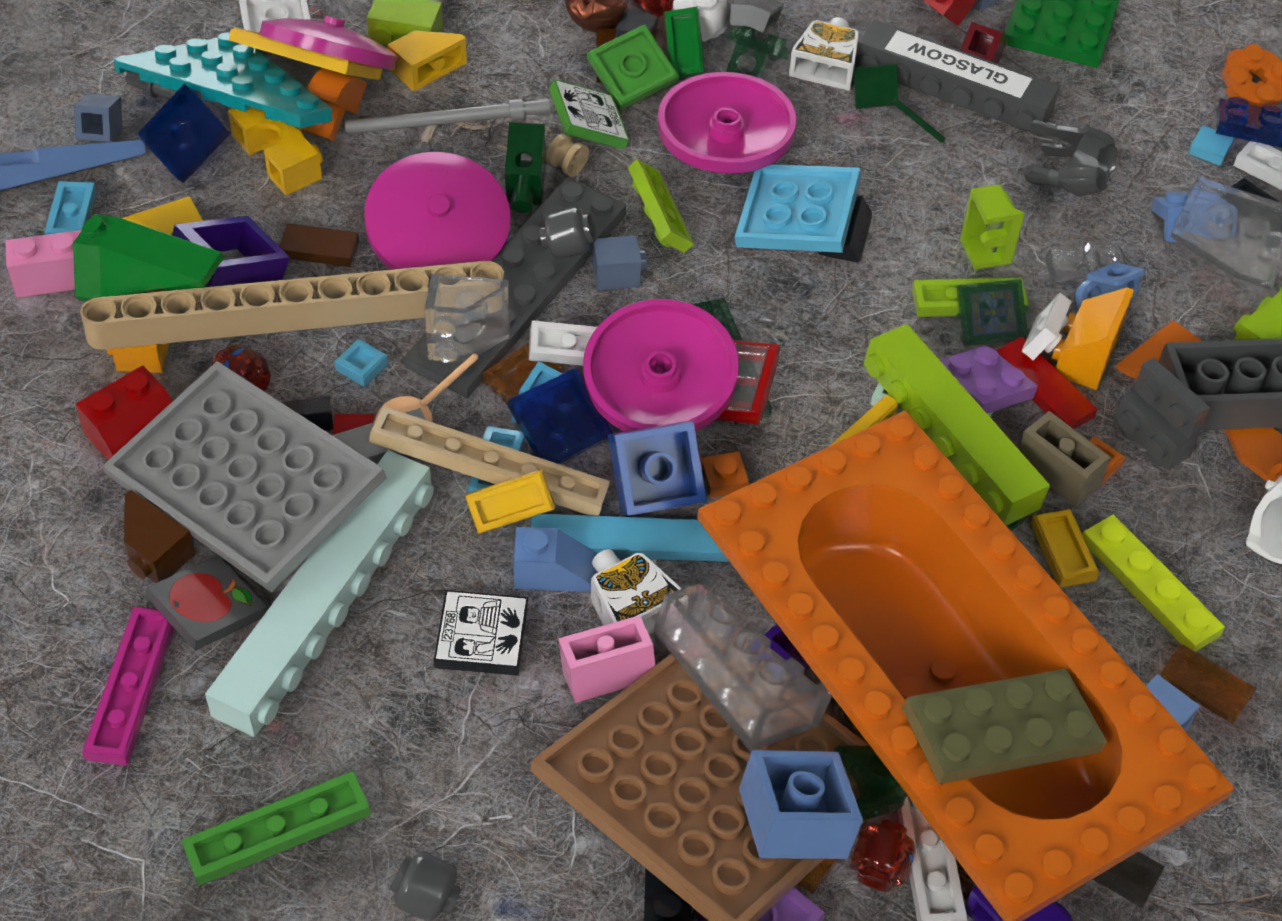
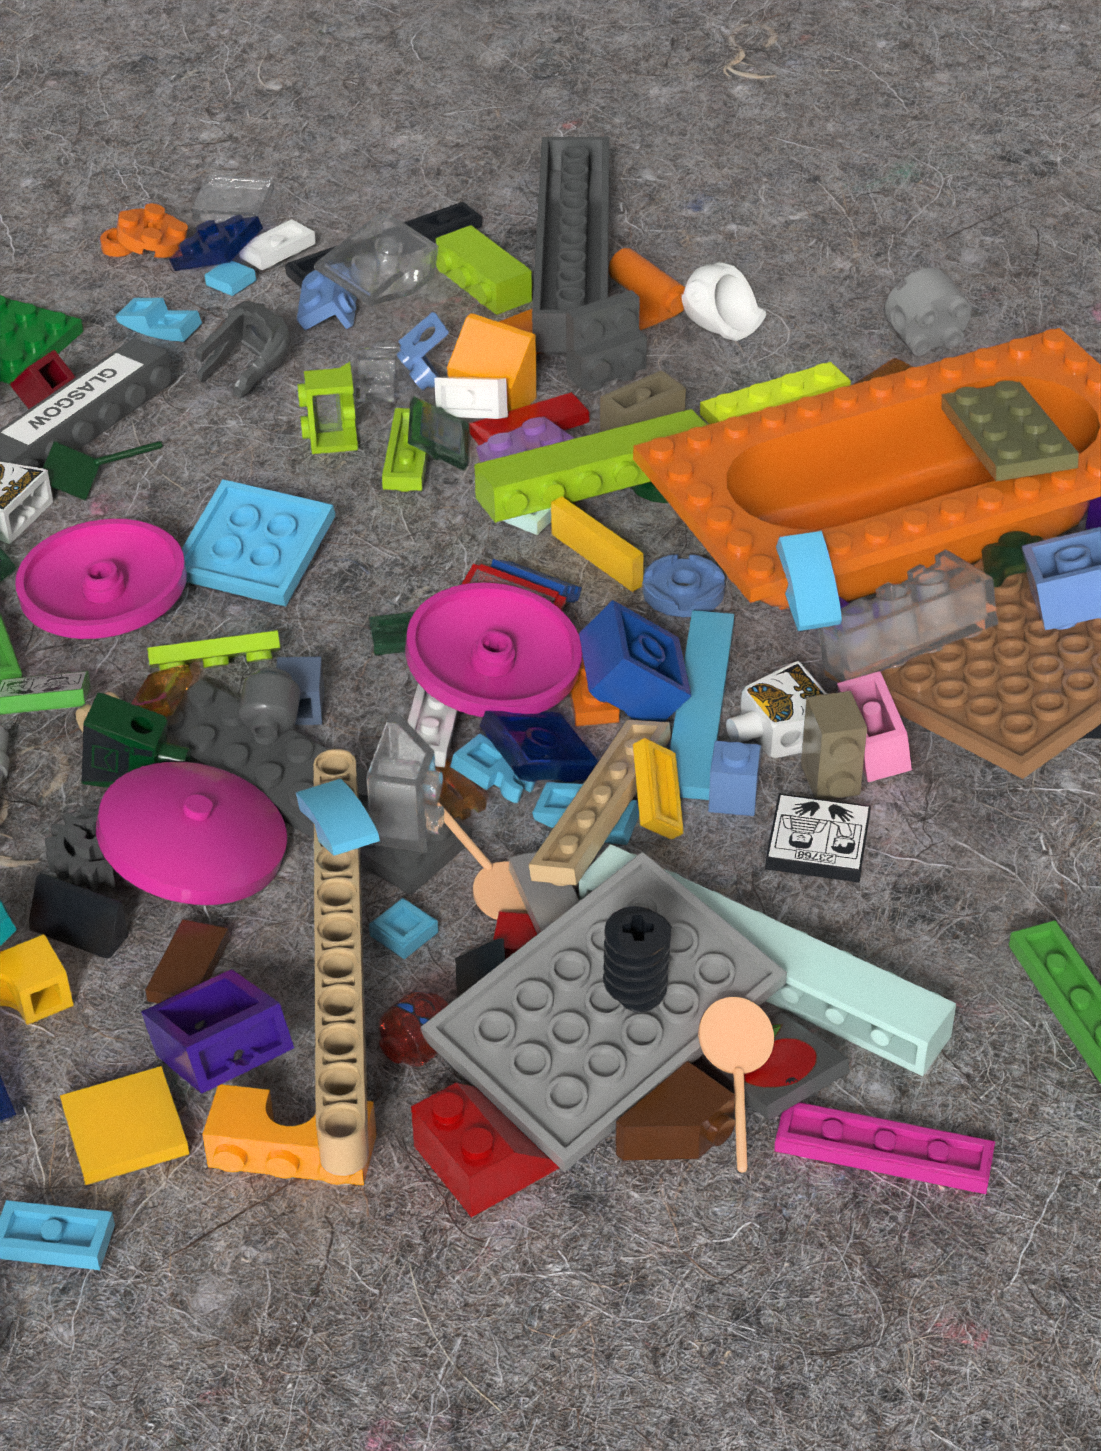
camera: 80 degrees left, 10 degrees down
(41, 263) = (163, 1248): bright pink brick -> none
(130, 258) = (229, 1110): green wedge -> none
(205, 561) = (737, 1041): none -> light nougat piece
(241, 460) = (637, 957): none -> black piece
(360, 179) = (77, 916): none -> black slope
(400, 272) = (338, 817): none -> medium azure slope
(560, 612) = (833, 745): none -> dark tan brick
(596, 180) = (164, 690): none -> clear orange tile
(716, 551) = (810, 580): none -> medium azure slope
(791, 408) = (564, 588): none -> blue tile
(1123, 108) = (153, 319): none -> medium azure slope

